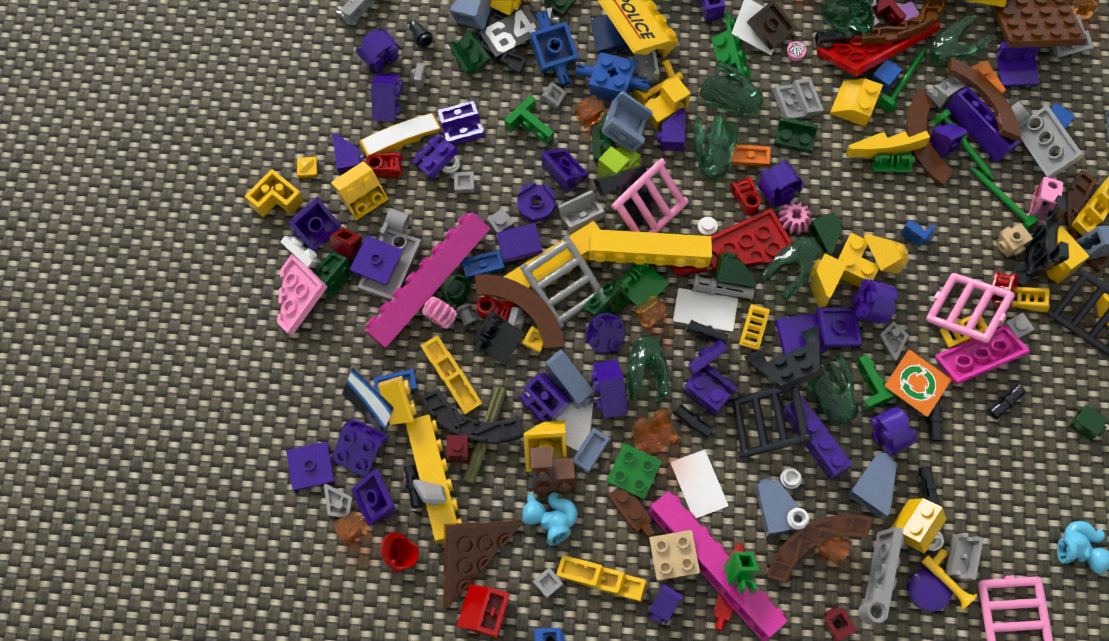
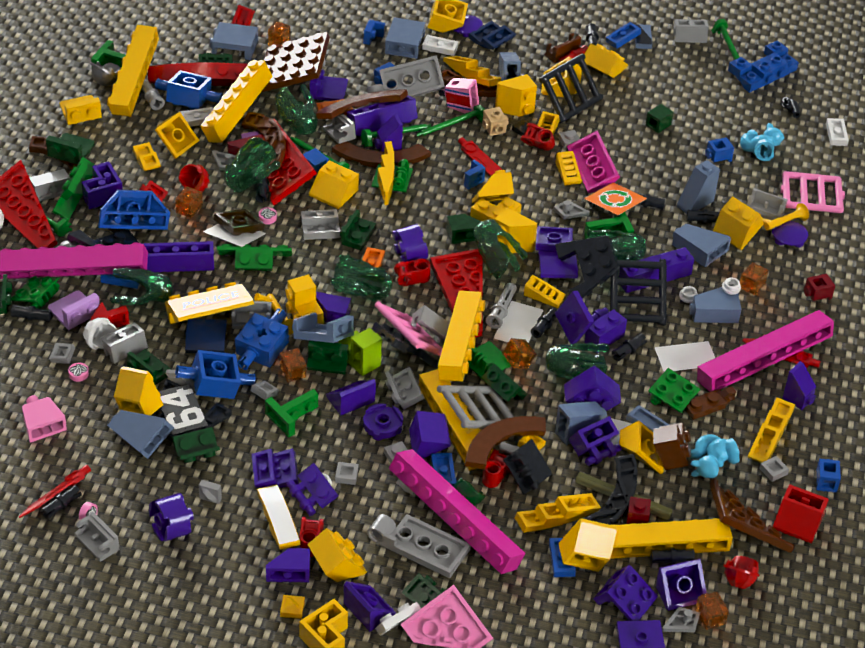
camera: 85 degrees left, 25 degrees down
(346, 242) = (396, 576): dark red brick -> none
(367, 400) = (581, 575): sticker -> none
(376, 260) = (425, 549): dark purple plate -> none
(385, 94) = (230, 515): dark purple brick -> none
(421, 35) = (157, 485): black cone -> none
(430, 492) = (687, 527): light grey piece -> none
(439, 312) = (495, 505): bright pink gear -> none
(467, 316) = (498, 490): dark grey bush -> none
(605, 333) = (535, 388): dark purple dish -> none
(655, 432) = (637, 370): clear orange bracket -> none
(662, 217) = (432, 322): none -> light grey hinge
(674, 555) = (758, 375): tan bracket -> none
(707, 226) = (437, 305): white plate -> none
(730, 96) = (308, 260): clear green hair -> none
(731, 269) = (491, 288): dark green slope -> none
(741, 570) = (779, 320): green brick -> none
(790, 212) = (442, 244): bright pink gear -> none
(813, 534) = (741, 270): reddish brown tile -> none
(874, 301) = (535, 199): dark purple brick -> none
(882, 575) = (811, 252): light grey hinge -> none
(893, 431) = (657, 220): dark purple brick -> none
(951, 240) = (476, 153): none -> red piece
(961, 474) = (700, 187): none -> sand blue slope
(970, 283) = (541, 139): bright pink bar -> none
(1006, 401) = (628, 152): black pin -> none
(1042, 250) = (513, 101): black wing -> none
(1057, 496) = (719, 150): none -> blue brick

